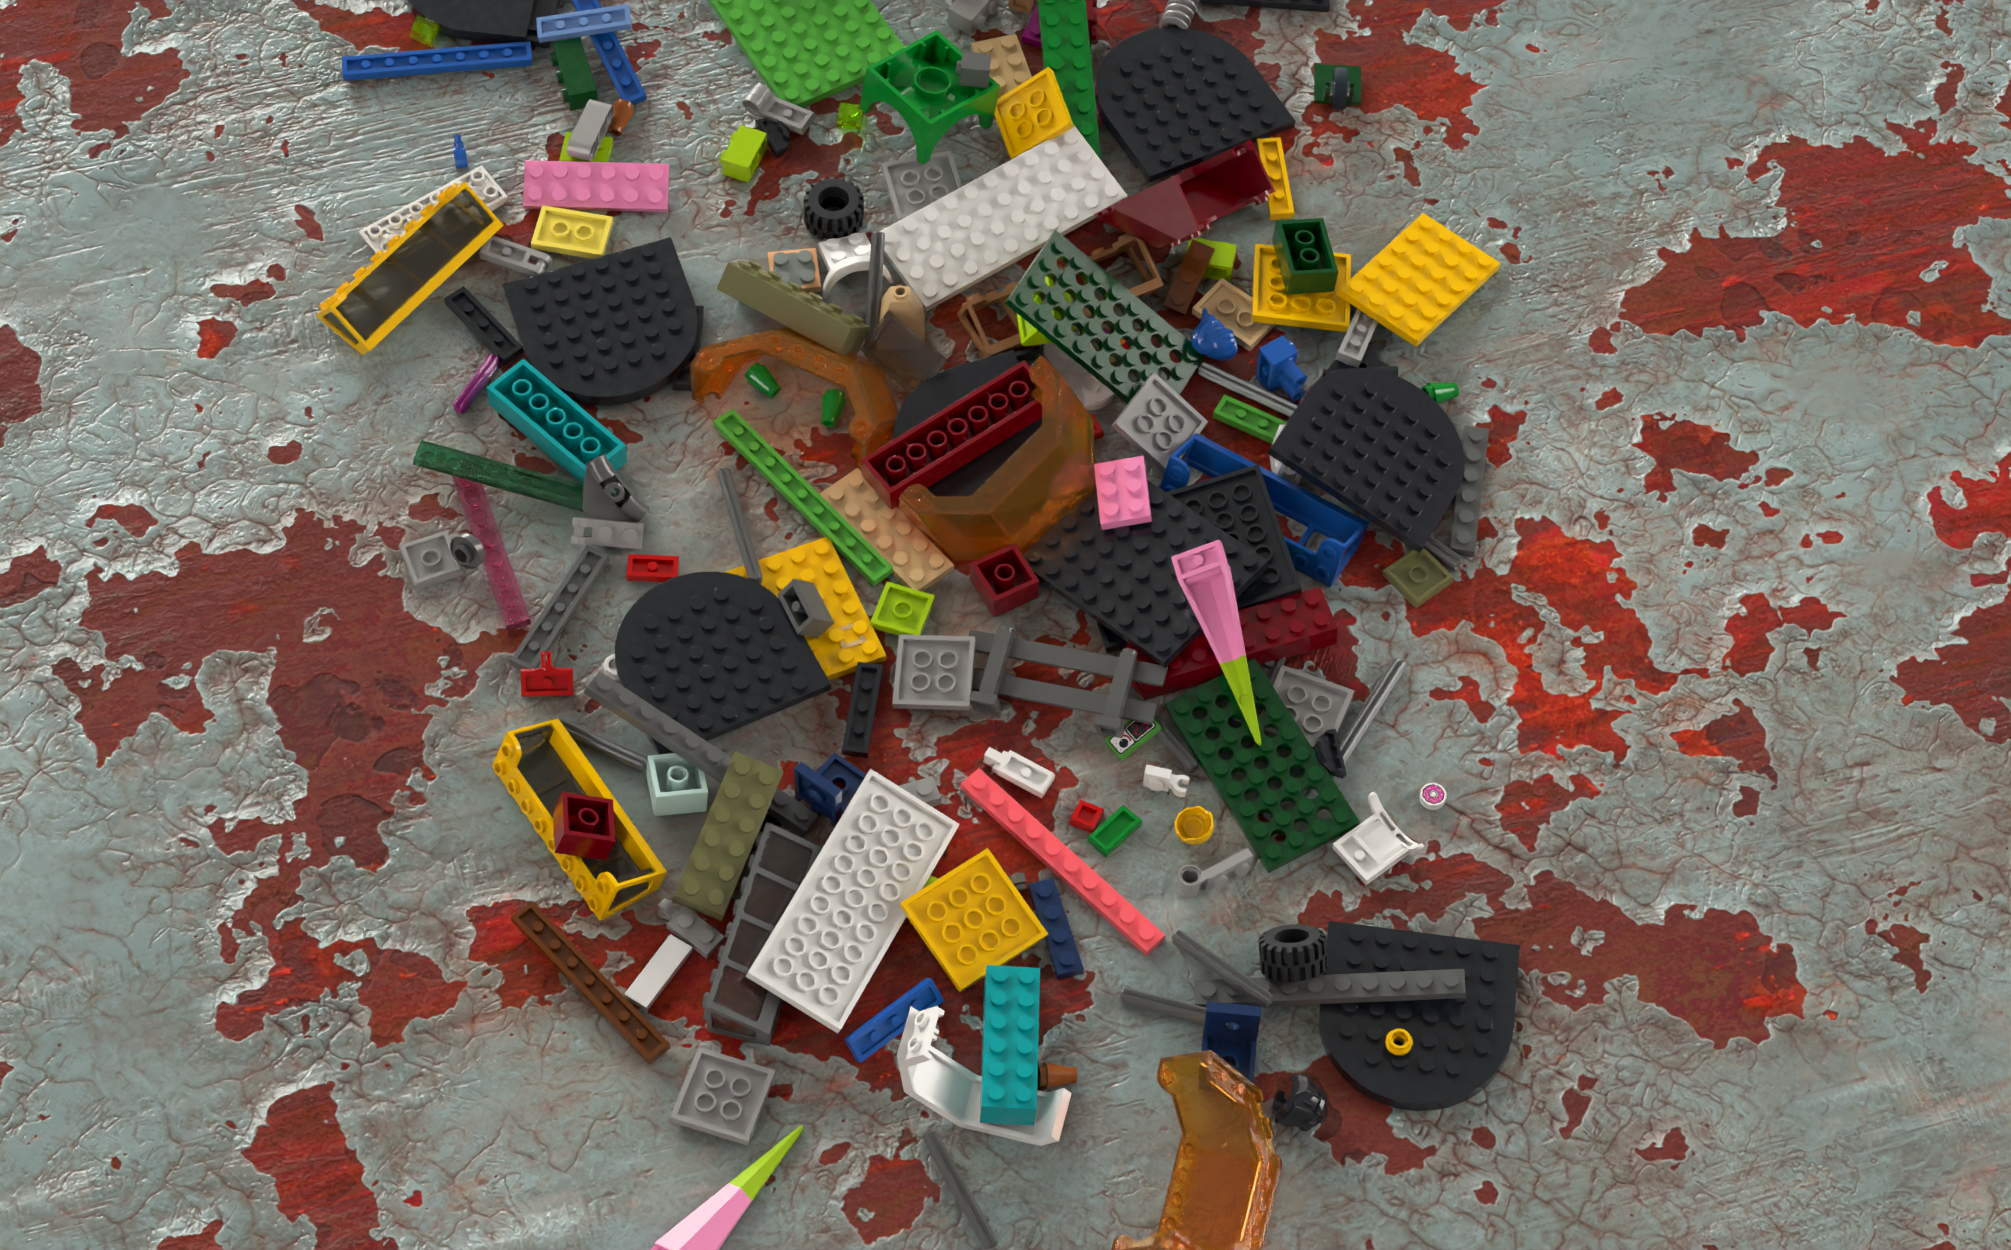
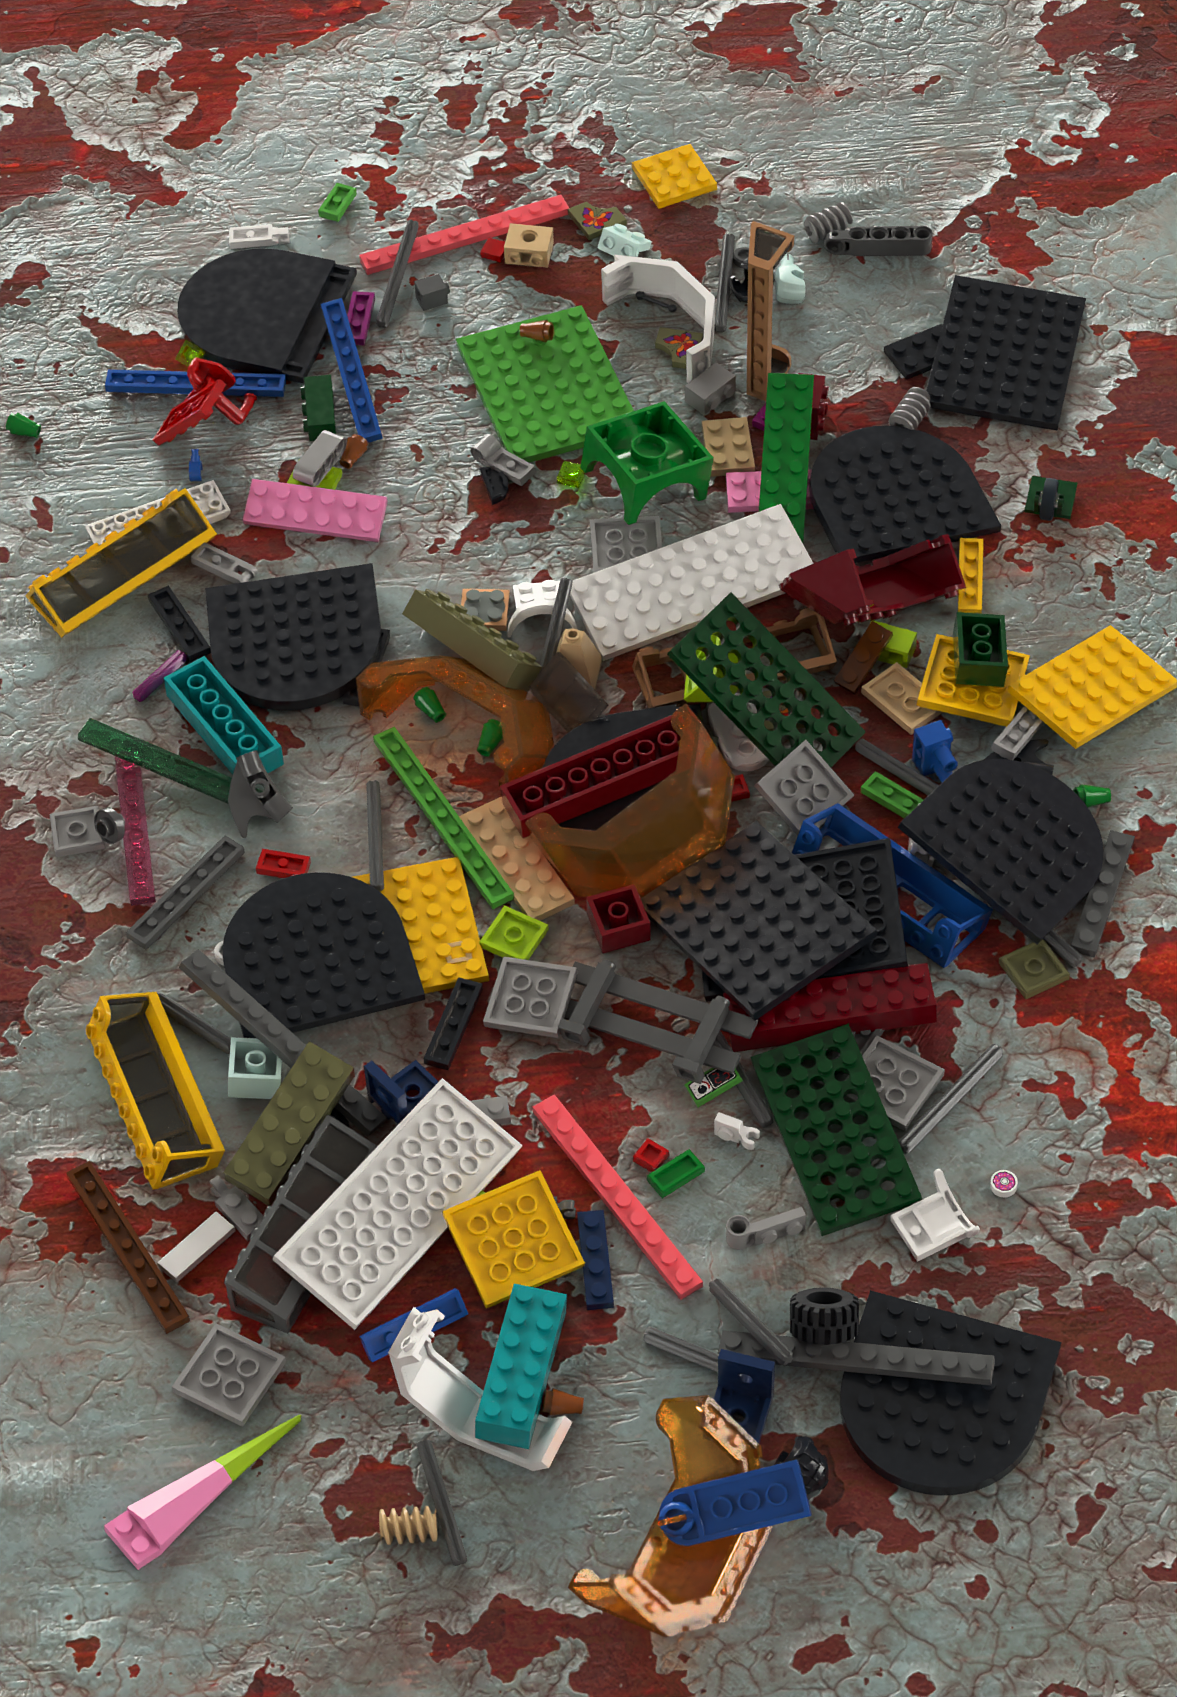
camera: 15 degrees right, 5 degrees down
(265, 129) = (21, 425): none -> green cone
(453, 83) = (209, 383): none -> red plate
(547, 679) = (156, 955): red plate -> none
(572, 232) = (282, 549): light yellow plate -> none
(583, 826) = (153, 1095): dark red brick -> none
(584, 23) = (336, 362): medium blue plate -> none
(608, 533) = (248, 826): light grey plate -> none
(743, 153) = (461, 496): lime brick -> none
(805, 608) = (416, 919): dark grey brick -> none
(833, 194) = (520, 553): black tyre -> none
(934, 1217) = (408, 1525): none -> tan piece
(974, 69) = (690, 439): dark grey brick -> none
(1019, 771) = (594, 1102): white hinge -> none
(1032, 113) = (743, 488): yellow plate -> none
(1122, 492) = (749, 849): bright pink plate -> none
(1194, 825) = (755, 1178): yellow hair -> none
(1211, 593) = (810, 953): bright pink plate -> none
(1213, 339) = (875, 717): blue hair -> none
(1249, 1149) = (736, 1504): none -> blue plate
(1329, 753) = (904, 1127): black plate -> none
(1399, 1035) = (917, 1413): yellow plate -> none

